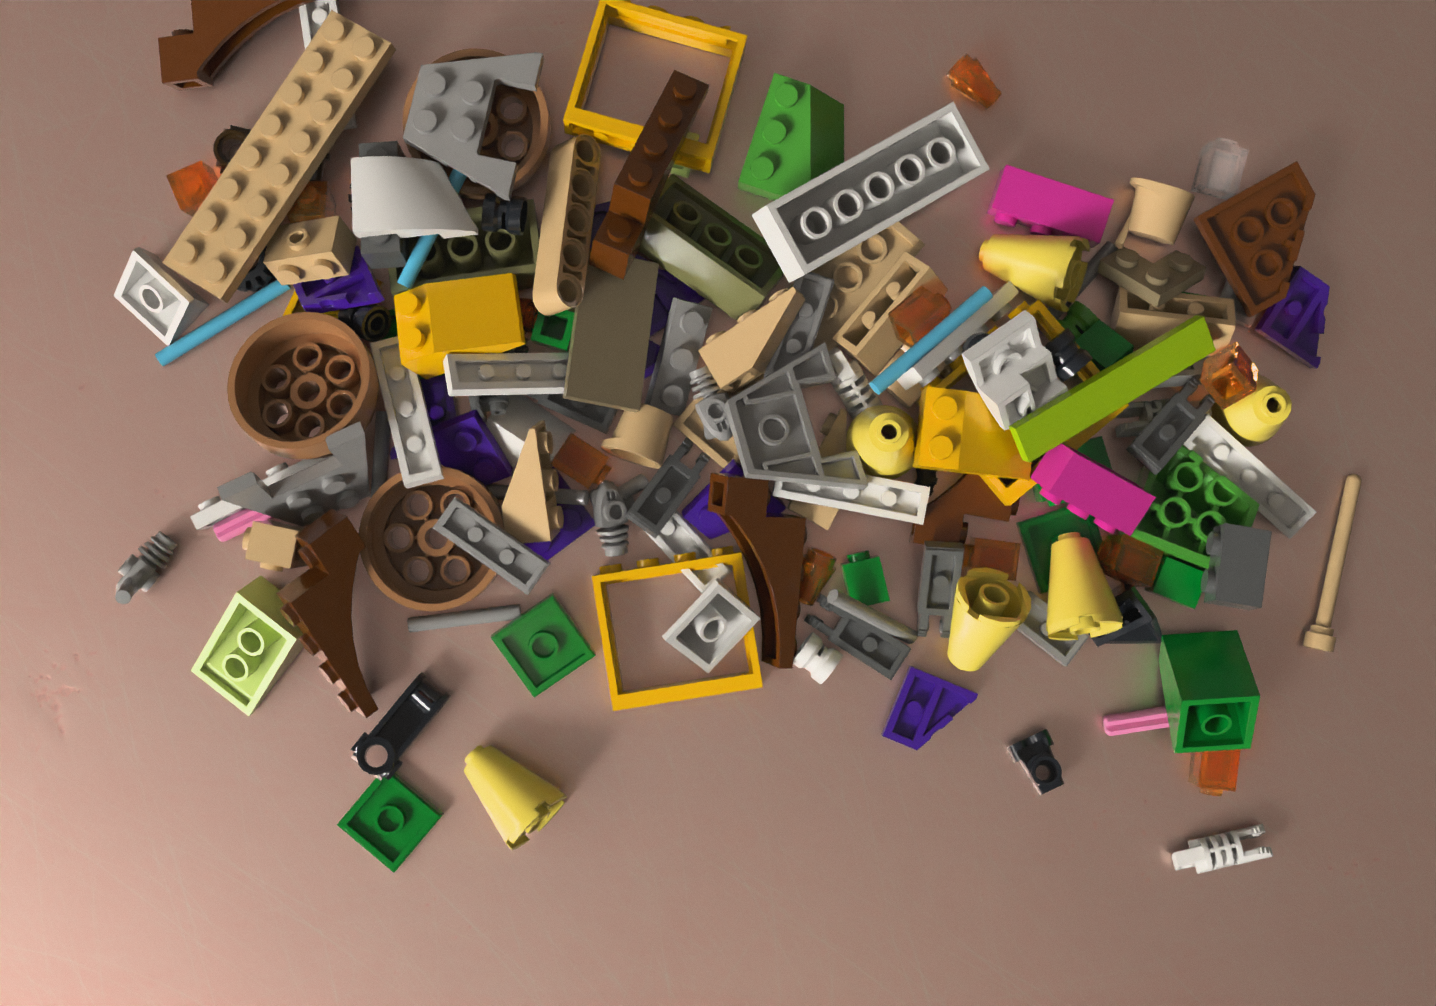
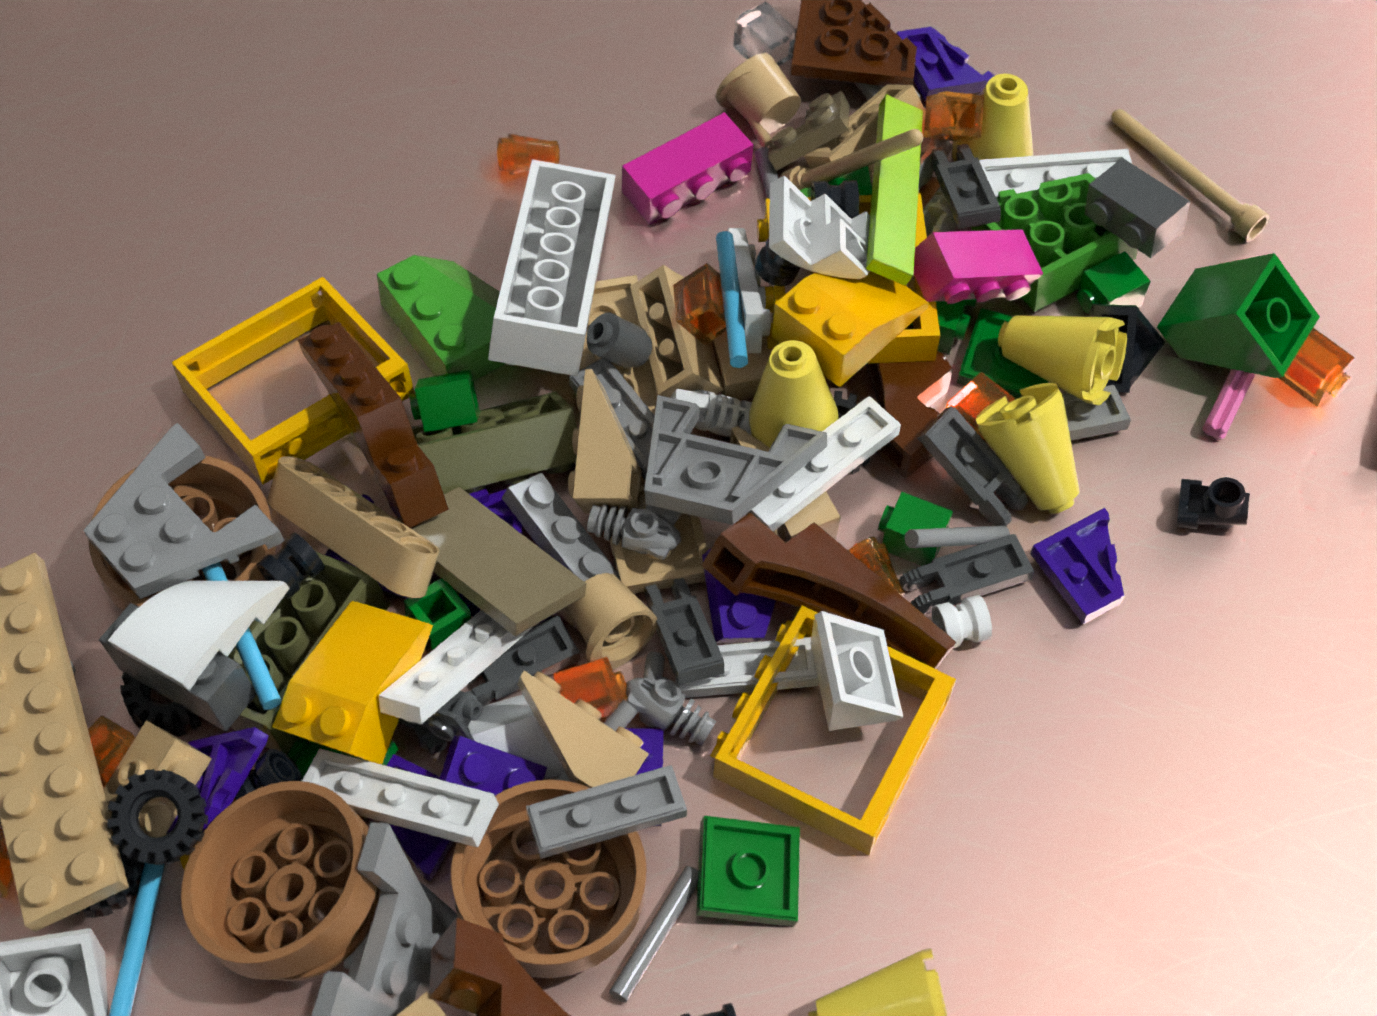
camera: 60 degrees left, 30 degrees down
(258, 287) = (128, 807): none -> black tyre
(717, 201) = (445, 401): none -> green brick
(846, 283) = (618, 341): none -> dark grey brick
(1038, 265) = (727, 199): light yellow cone -> none
(1101, 297) = (803, 177): none -> tan piece
(1129, 560) = (1064, 296): clear orange brick -> none

